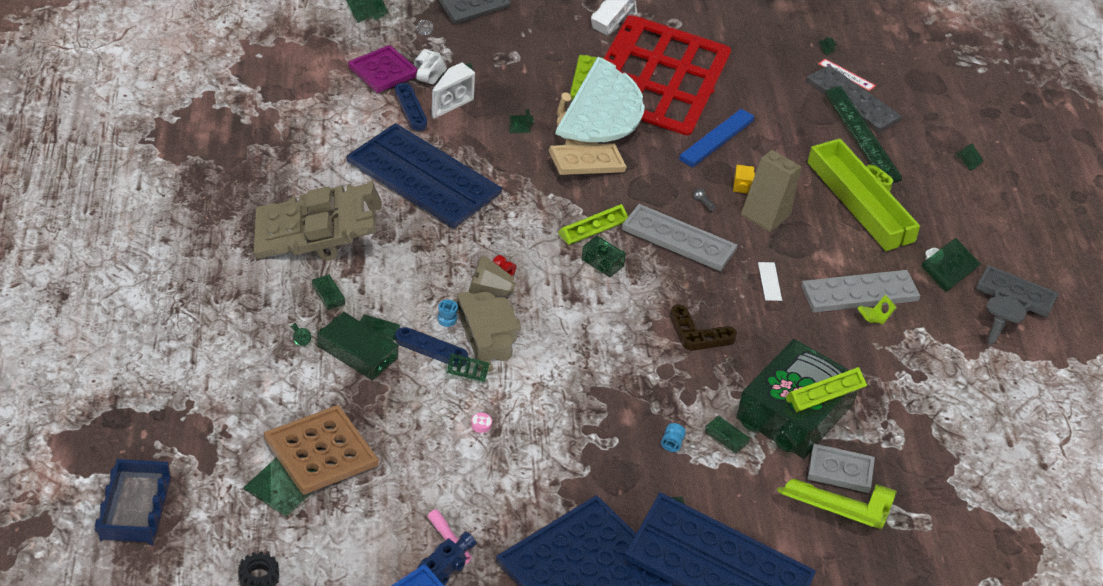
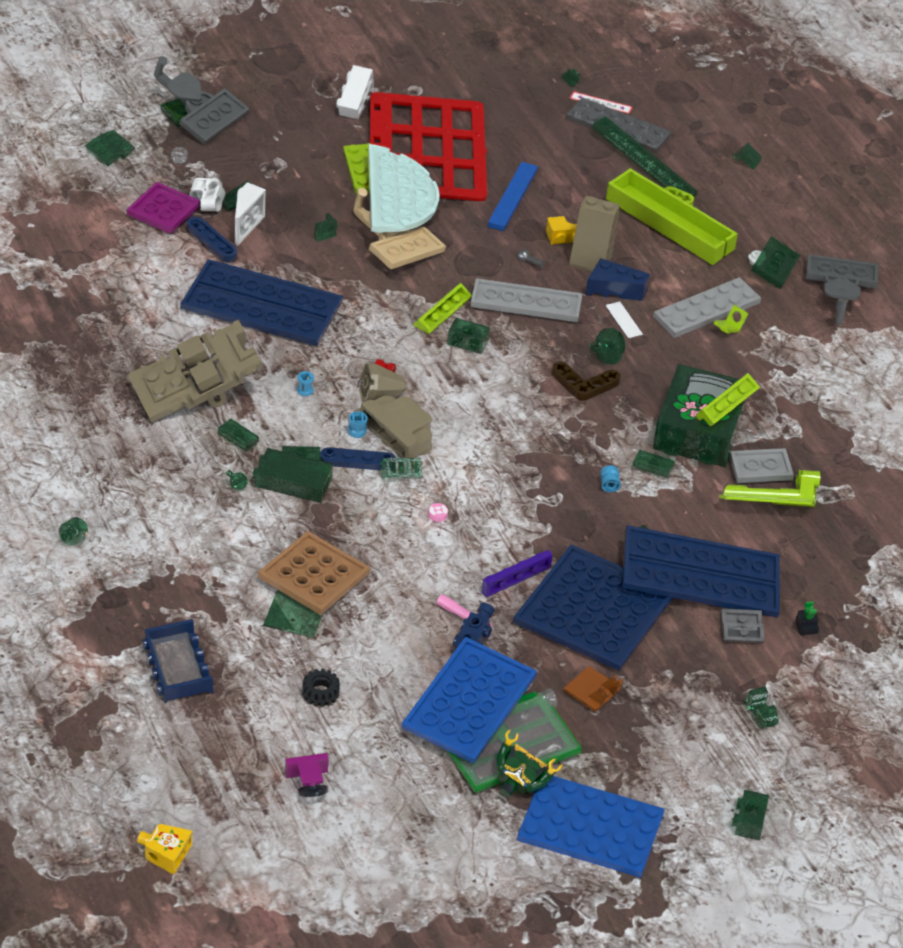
camera: 20 degrees left, 0 degrees up
(116, 341) = (73, 531): none -> clear green head
(420, 258) = (305, 383): none -> dark azure bush
(524, 509) = (516, 573): none -> dark purple plate
(737, 302) = (608, 346): none -> clear green tile
(779, 241) = (617, 280): none -> dark blue wedge

